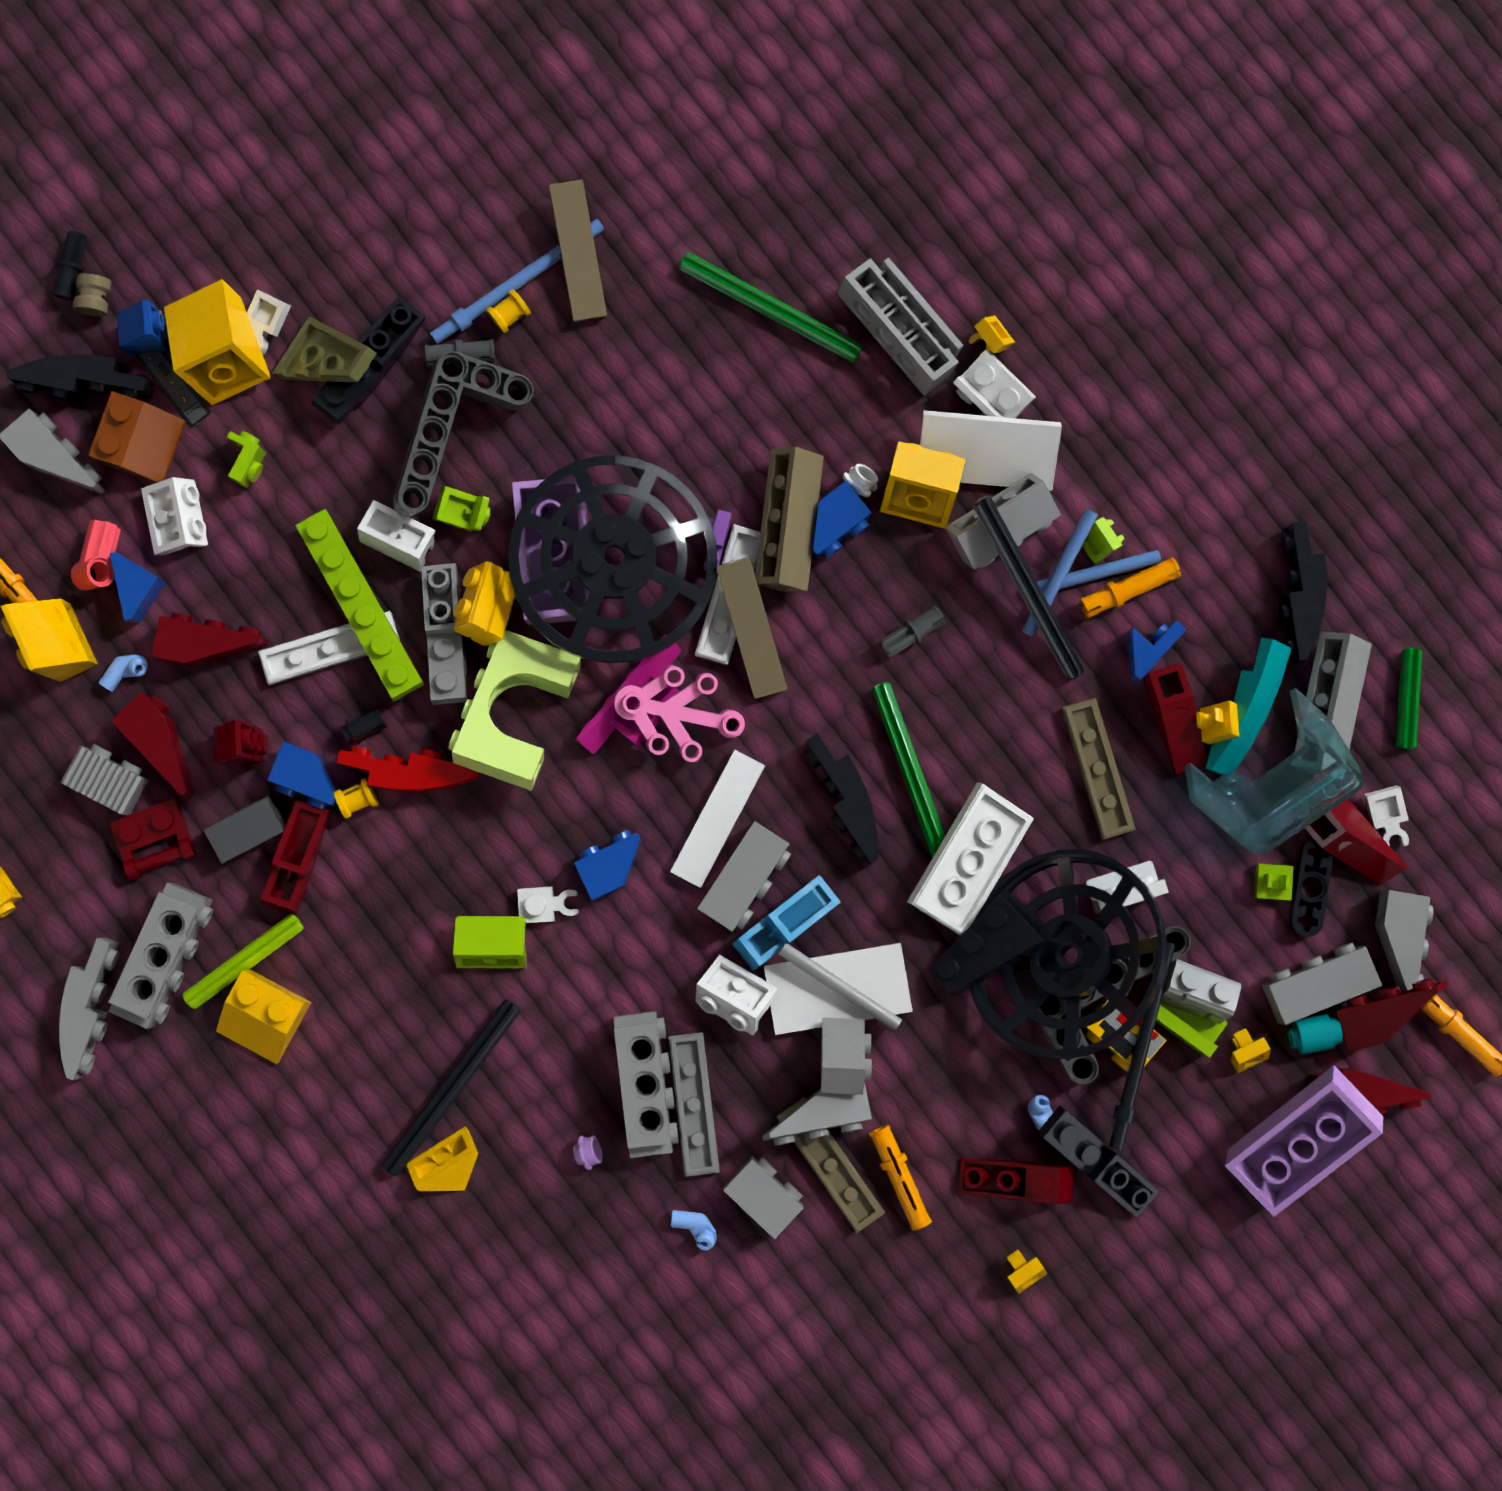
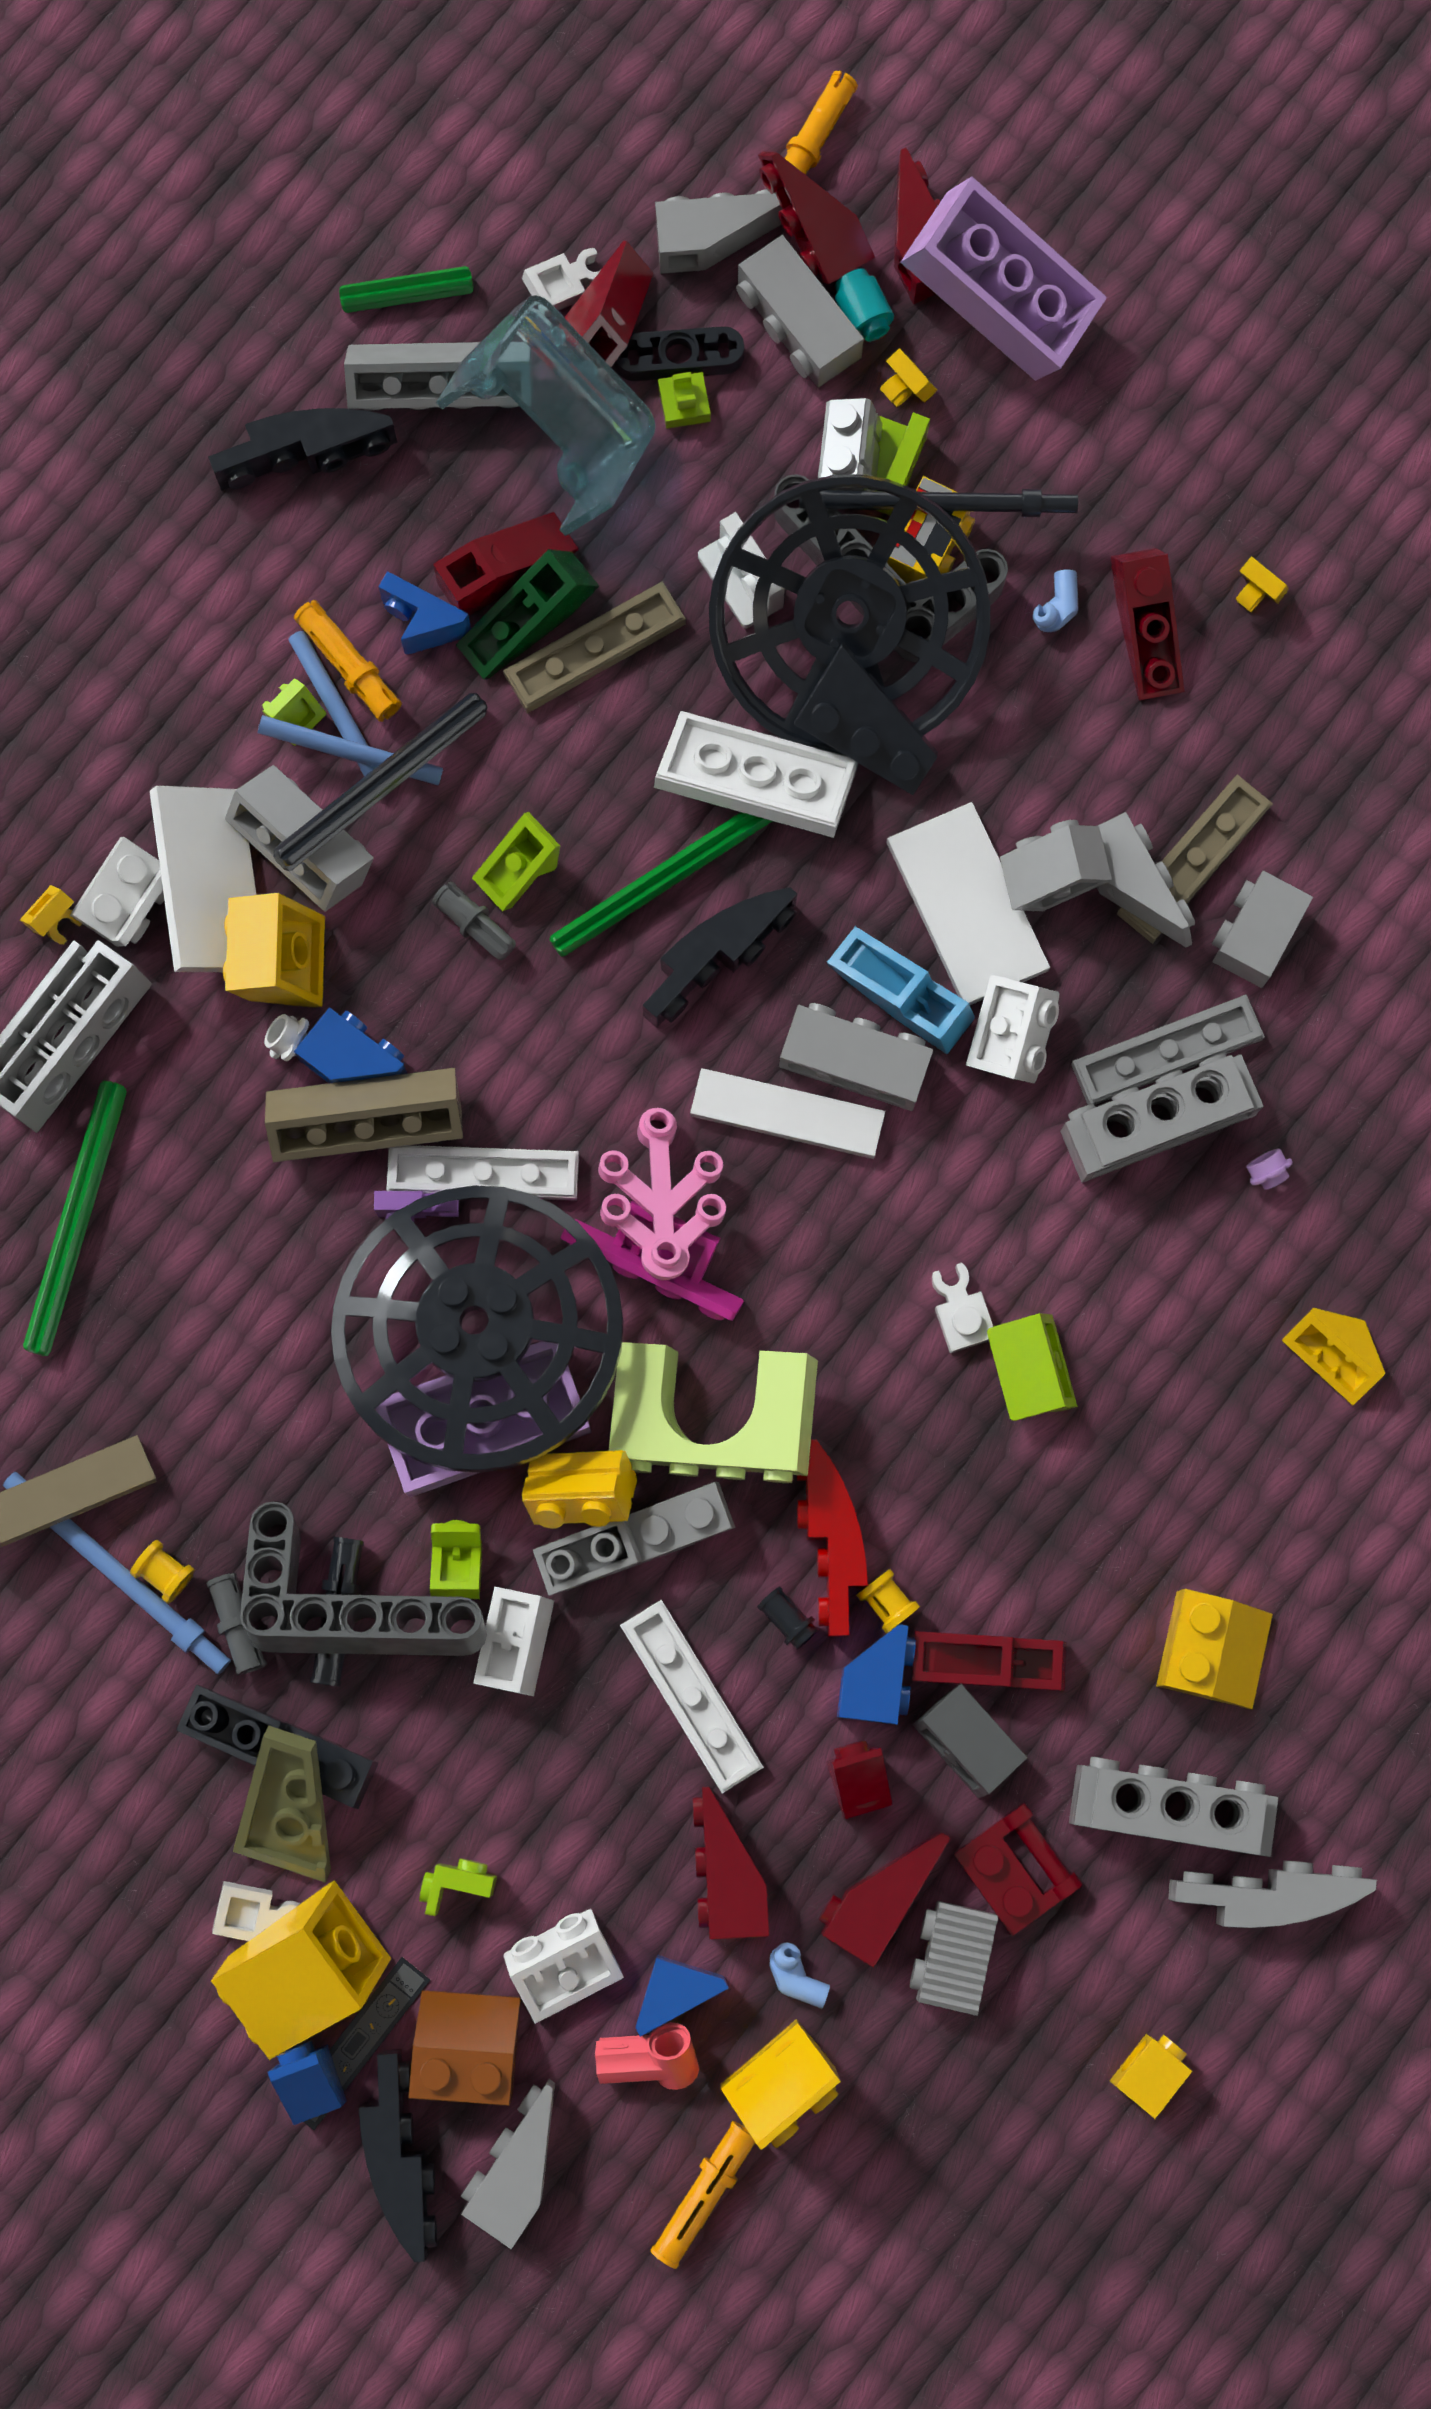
camera: 105 degrees left, 5 degrees down
(69, 266) = (237, 2221): black axle -> none
(92, 293) = (268, 2174): dark tan wheel -> none
(243, 960) = (1149, 1697): lime axle -> none
(360, 605) = (621, 1667): lime plate -> none
(451, 1087) = (1237, 1370): black axle -> none
(487, 436) = (348, 1553): none -> black pin
(610, 867) = (890, 1235): blue slope -> none
(698, 1225) = (1322, 1004): light blue arm -> none
(751, 627) = (521, 1127): dark tan tile -> none
(840, 986) = (966, 897): light grey bar -> none
(916, 1215) = (1172, 776): light orange pin -> none
(945, 670) = (517, 862): none -> lime slope
(1098, 1161) = (1098, 525): black slope -> none
(1134, 726) = (528, 611): none -> dark green slope
(1218, 722) = (498, 503): yellow tile -> none
(1253, 700) = (488, 479): teal slope -> none

